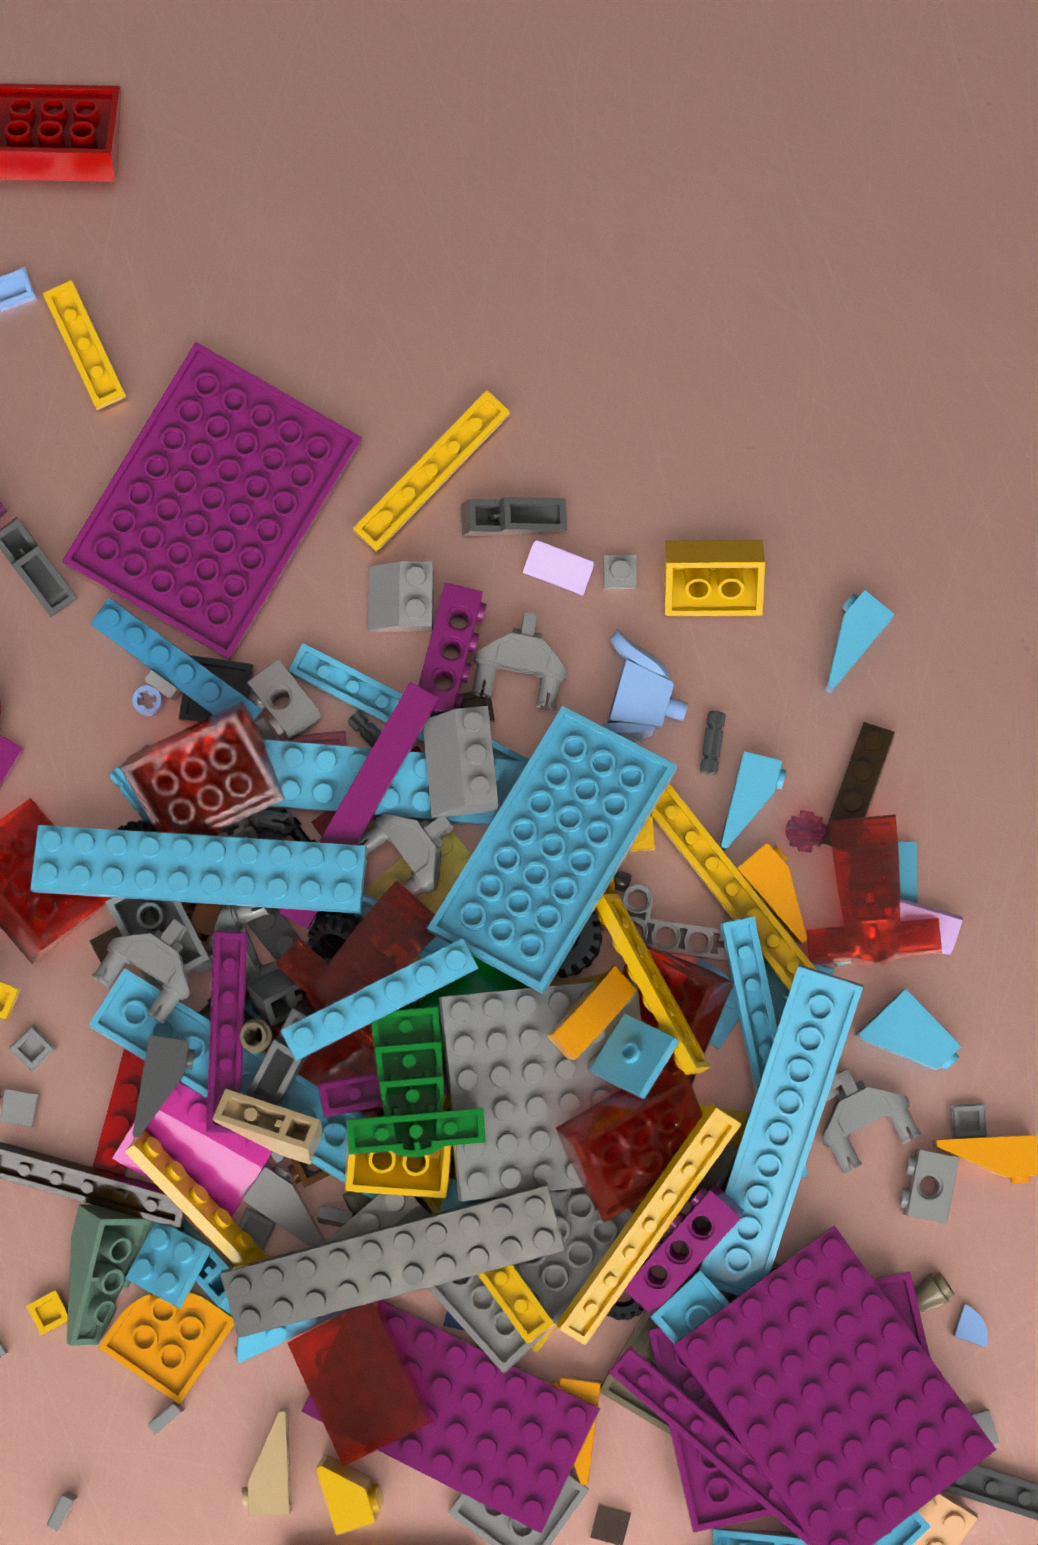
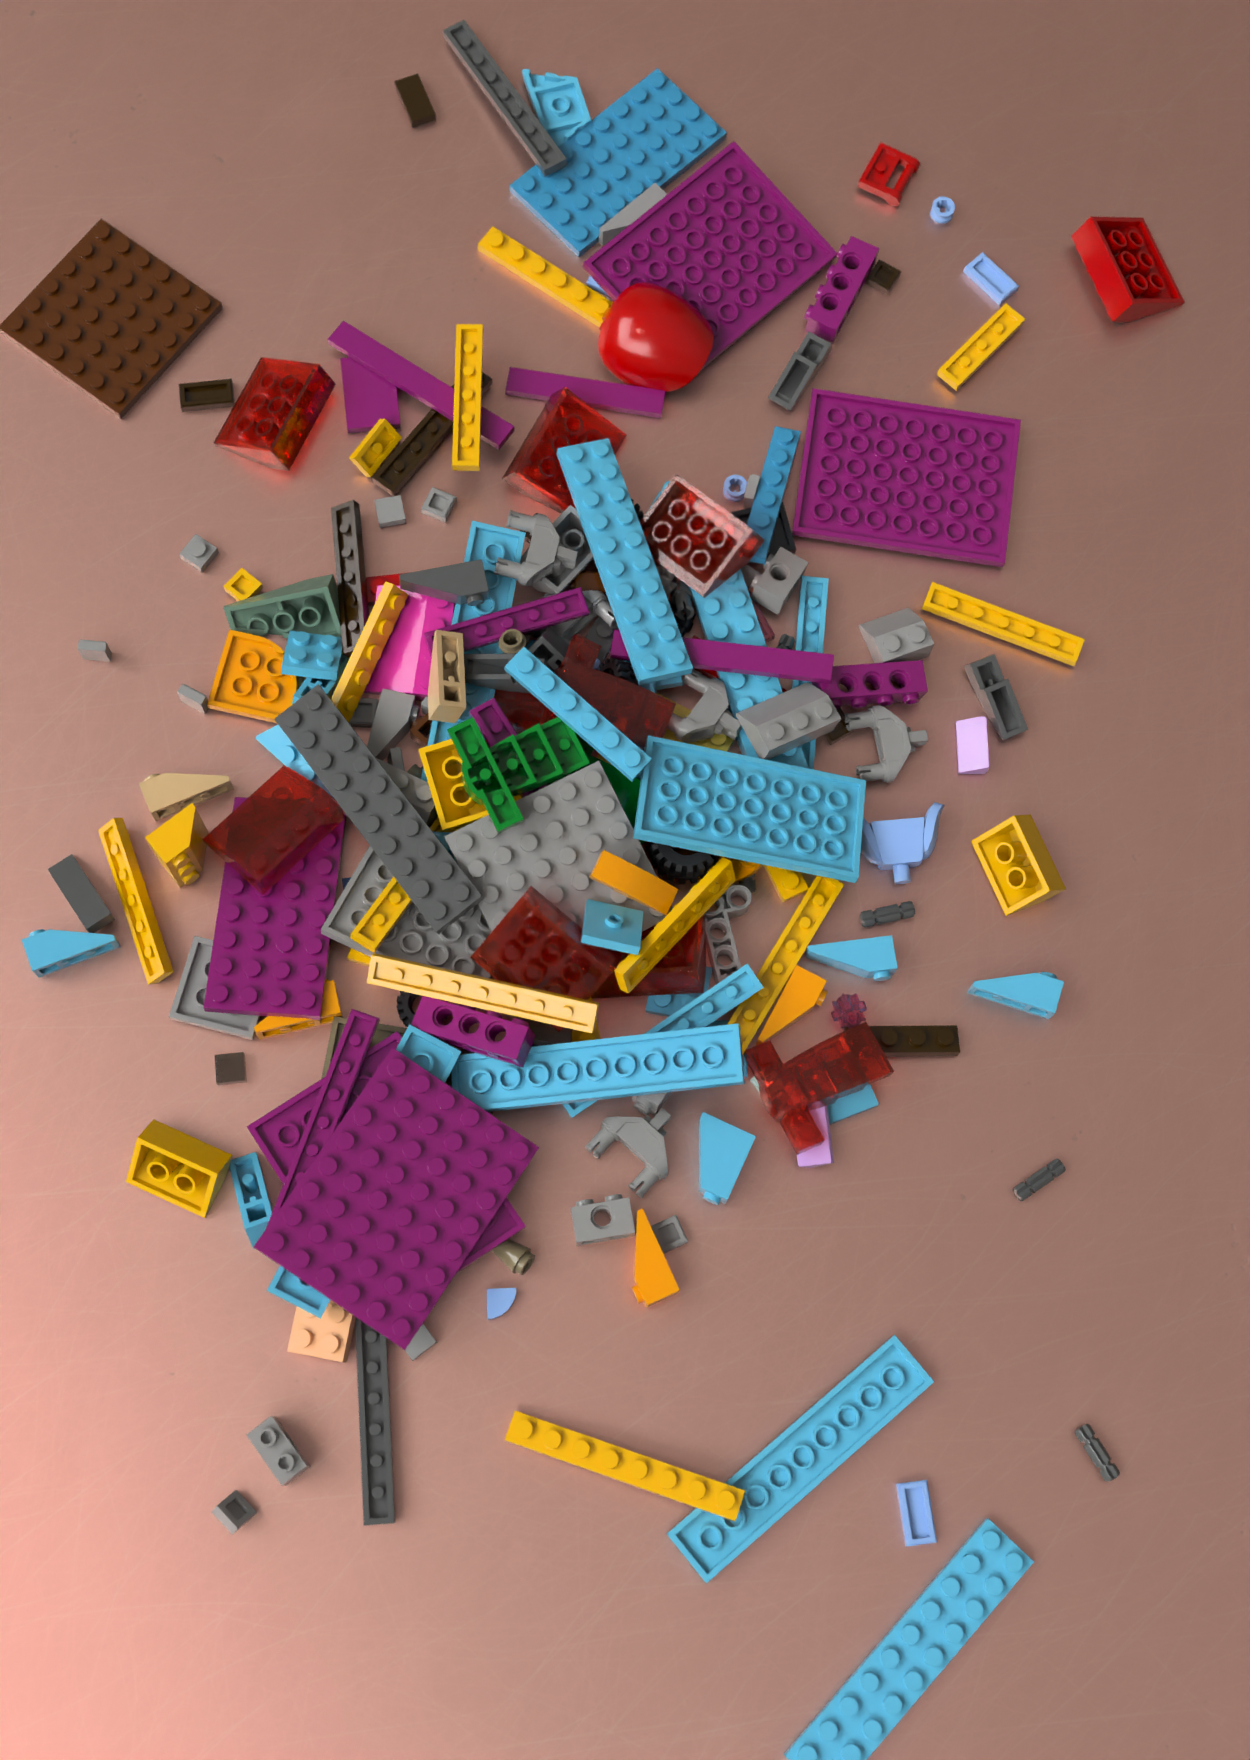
camera: 60 degrees right, 10 degrees down
(620, 572) = (990, 793): light grey plate -> none

